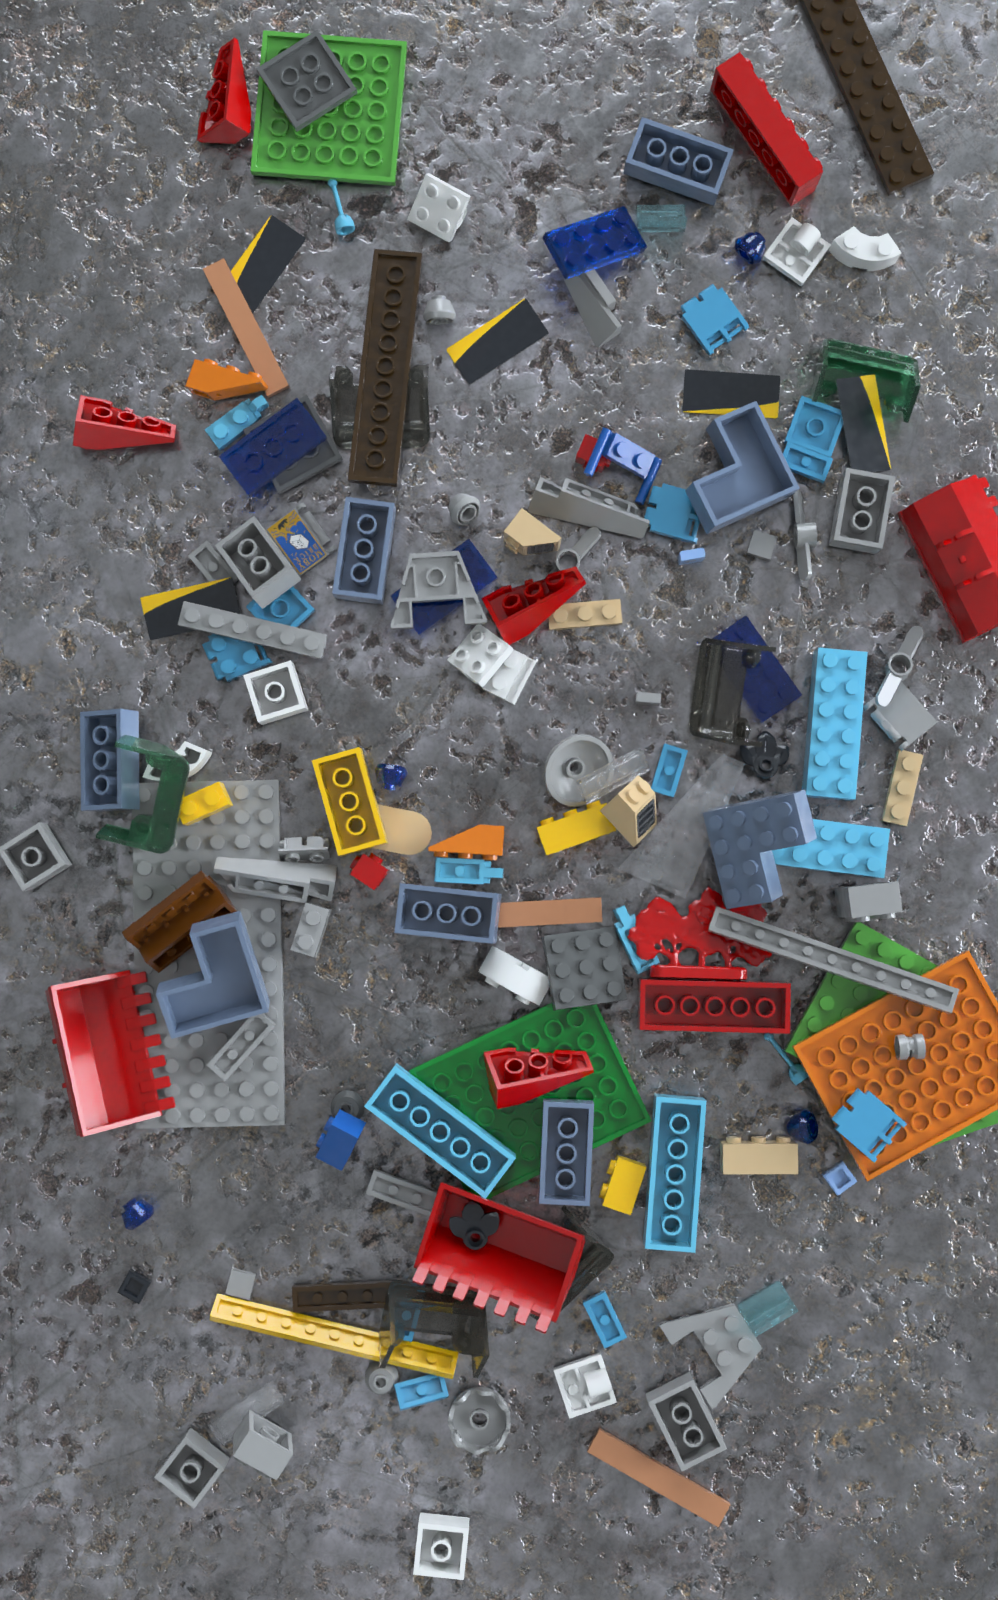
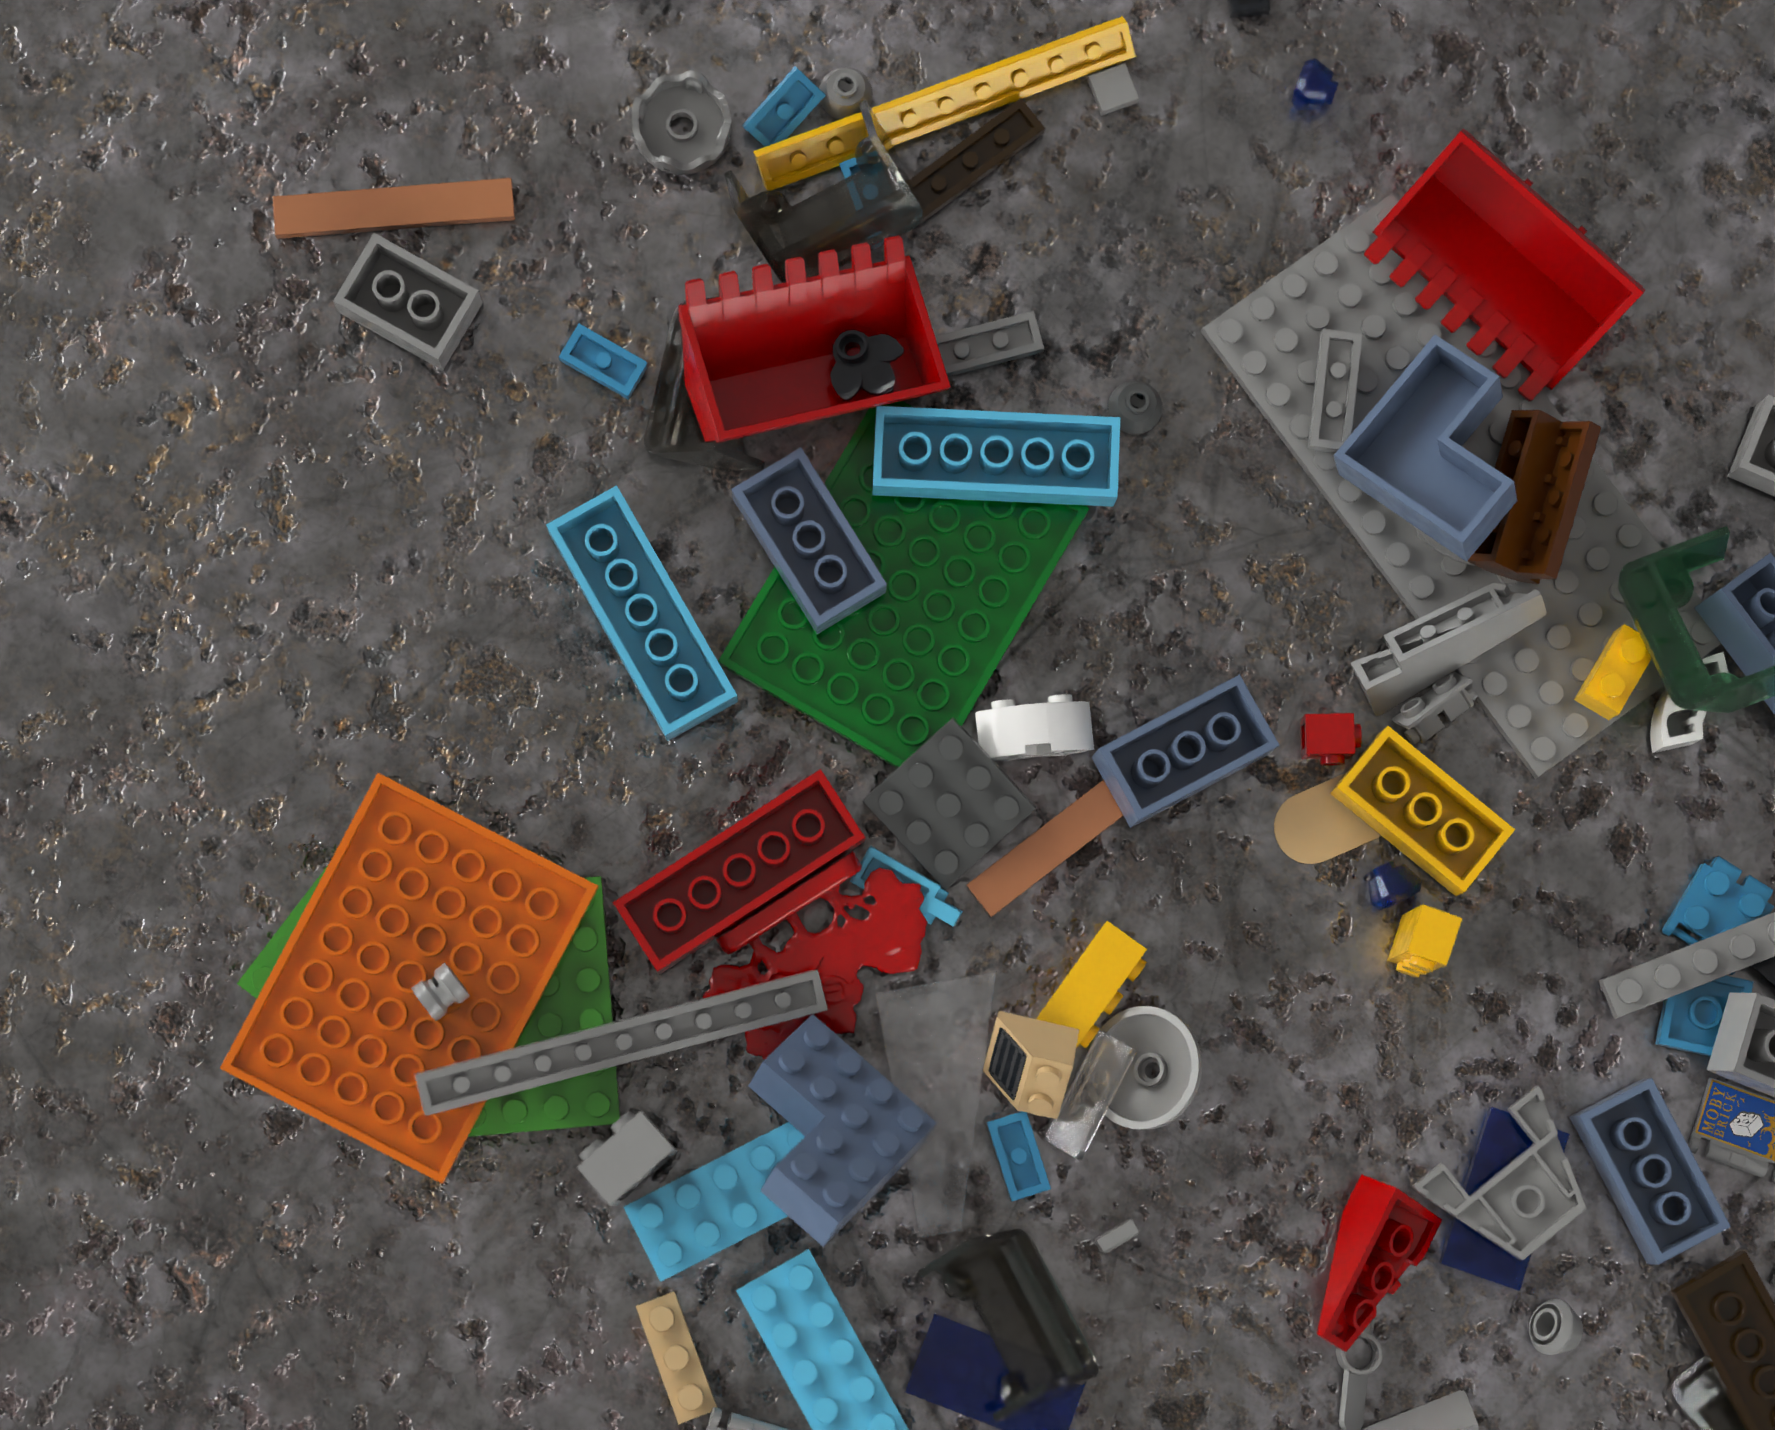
camera: 130 degrees right, 5 degrees down
(275, 692) = (1627, 890): white brick -> none
(311, 929) = (1350, 605): light grey brick -> none
(340, 1139) = (1118, 356): blue brick -> none
(397, 736) = (1424, 940): none -> yellow brick
(465, 871) = (1199, 826): medium azure hinge -> none
(479, 840) = (1210, 880): orange slope -> none
(480, 655) = (1388, 1136): white plate -> none
(510, 677) = (1327, 1138): white plate -> none
(522, 1075) = (929, 607): red wedge -> none
(530, 536) = (1441, 1349): tan slope -> none
(584, 1385) = (572, 260): white plate -> none
(586, 615) = (1281, 1297): tan plate -> none
(622, 1184) = (699, 551): yellow brick -> none
(725, 1340) = (423, 442): light grey wing -> none
(759, 1156) = (541, 712): tan brick -> none
(767, 1308) = (394, 521): clear light blue panel -> none
(768, 753) = (900, 1276): black plate -> none
(796, 1071) = (565, 858): medium azure hinge -> none
(803, 1127) = (505, 792): clear blue cone -> none
(839, 1177) = (409, 758): light blue tile -> none
(867, 1123) = (431, 849): dark azure plate -> none

